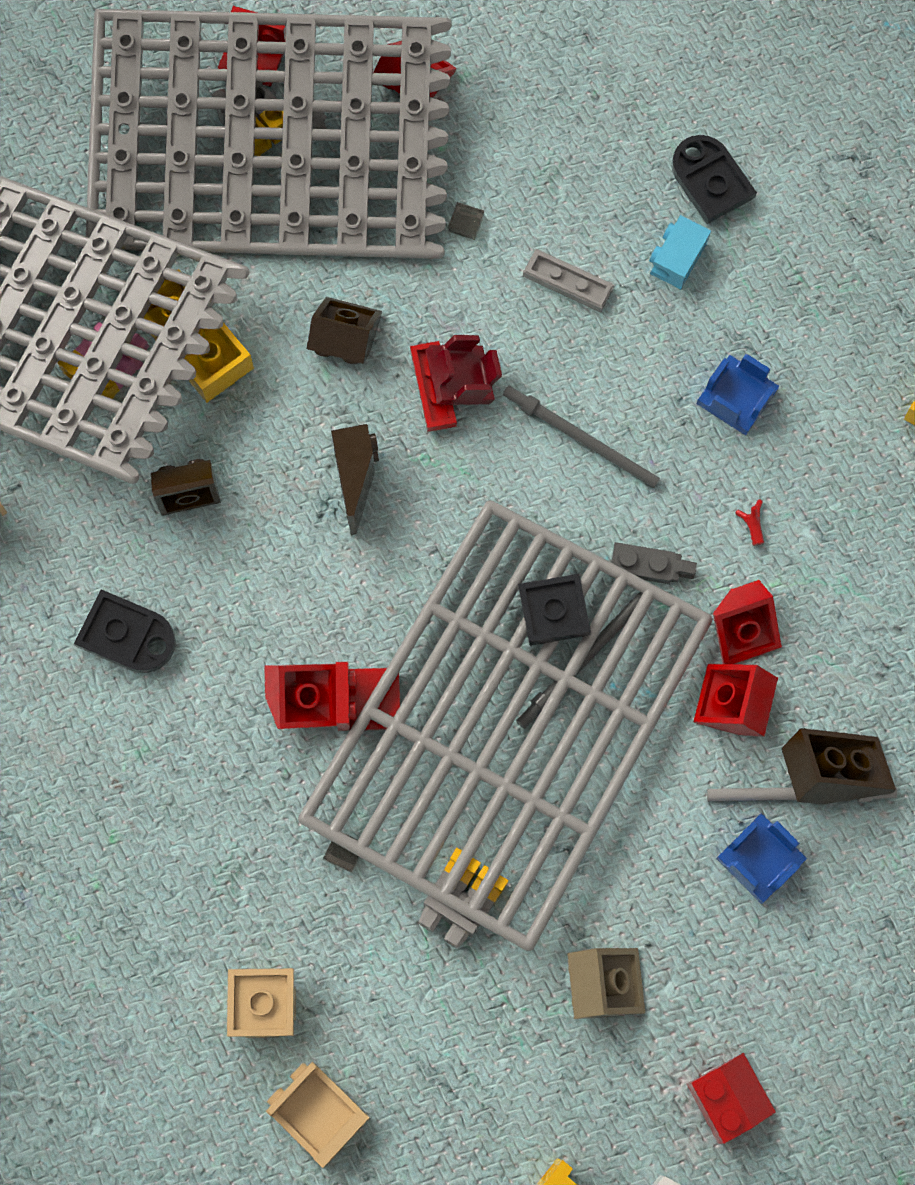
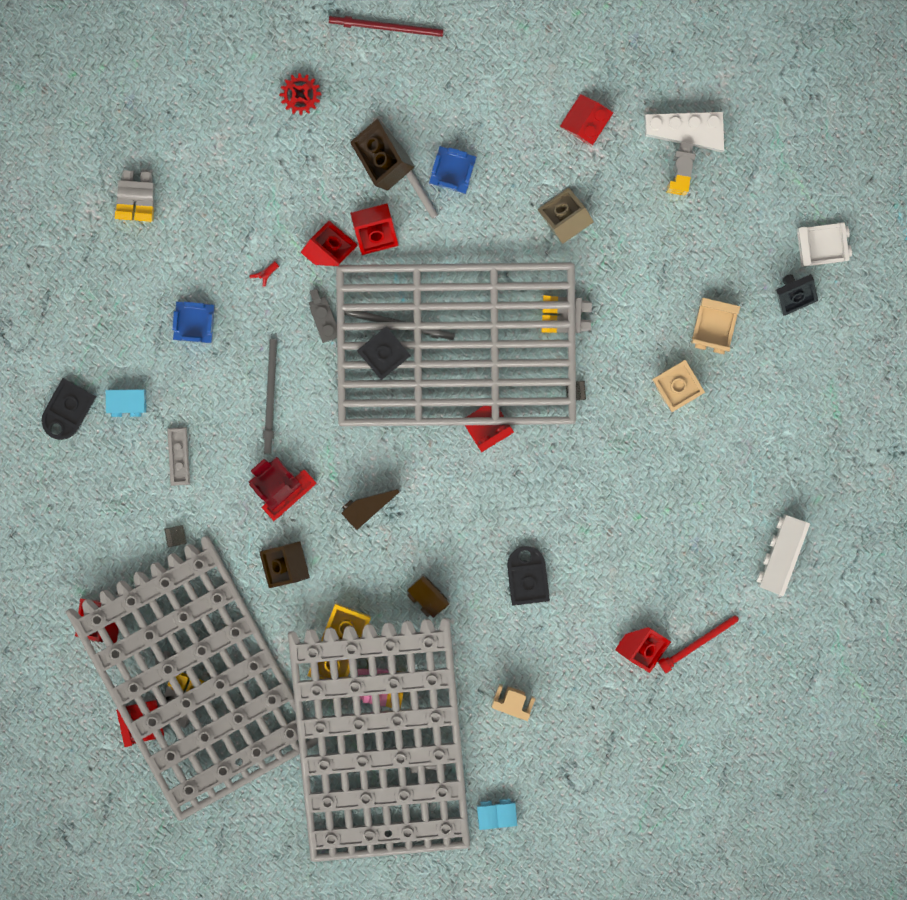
camera: 120 degrees left, 15 degrees up
(301, 695) = (507, 462): red slope -> none

